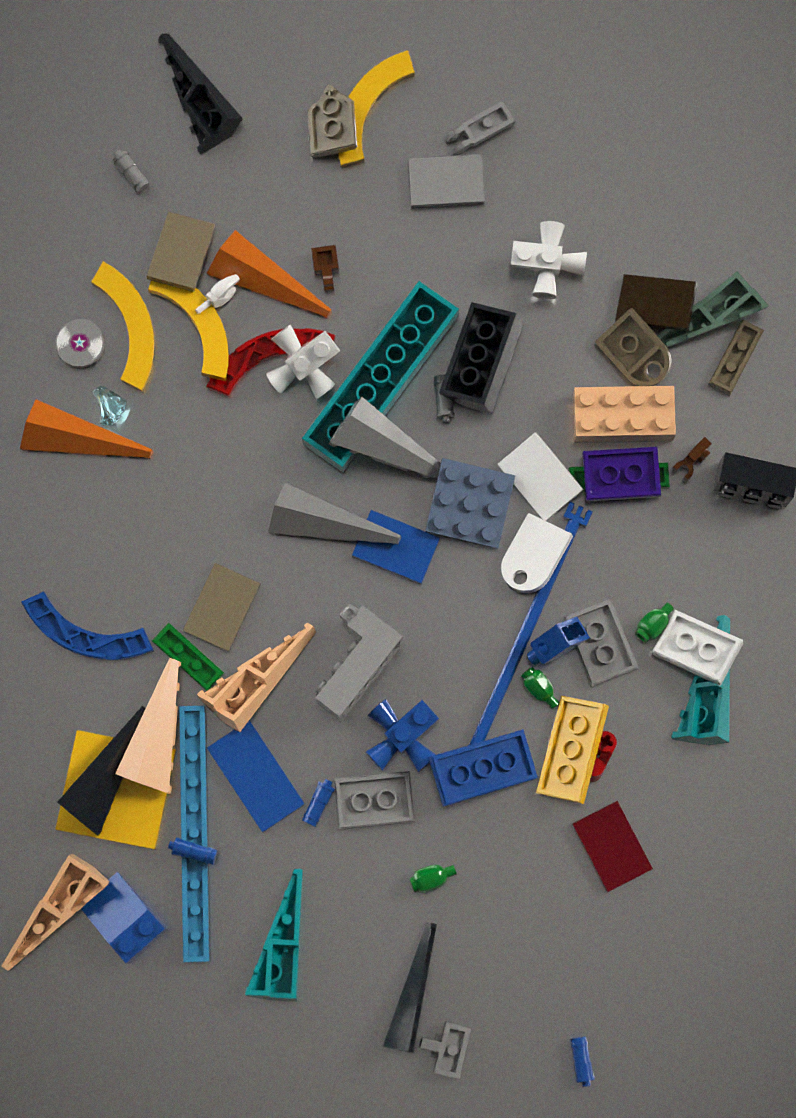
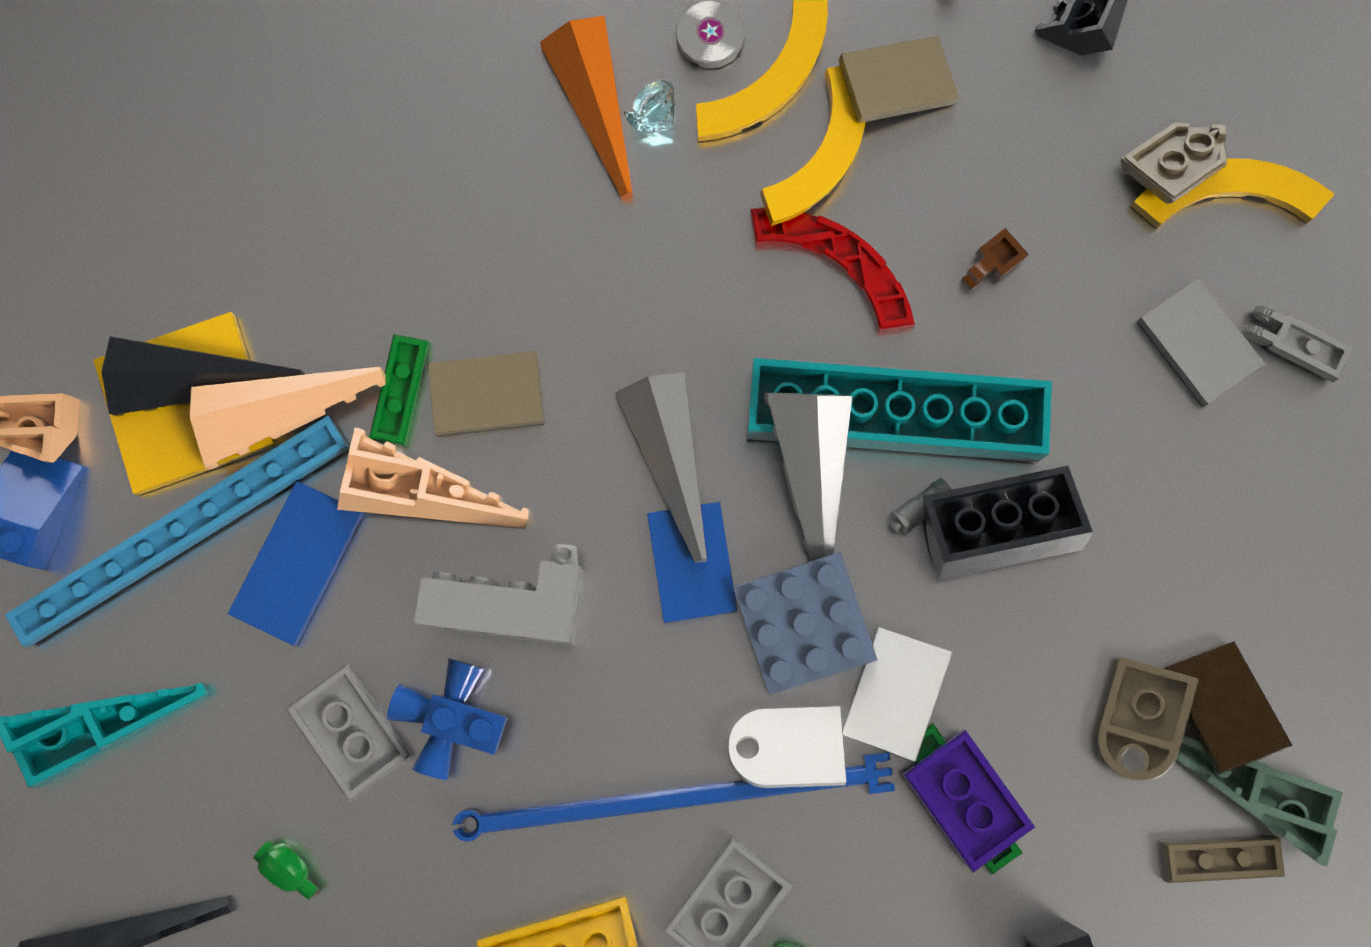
camera: 60 degrees right, 0 degrees up
(83, 641) = (346, 250): blue tile -> none
(193, 851) = (147, 540): blue piece -> none
(220, 293) = (876, 154): white hand -> none
(262, 275) = (930, 167): orange wedge -> none
(303, 361) = (854, 302): white brick -> none
(319, 801) = (304, 662): blue piece -> none
(483, 767) = (465, 851): blue tile -> none
(539, 686) = (619, 860): green plant -> none
(547, 259) = (1188, 529): white brick -> none
(557, 641) = (681, 850): blue torso -> none
(624, 414) = (1051, 756): light nougat brick -> none
(698, 453) = (1060, 888): reddish brown plate -> none

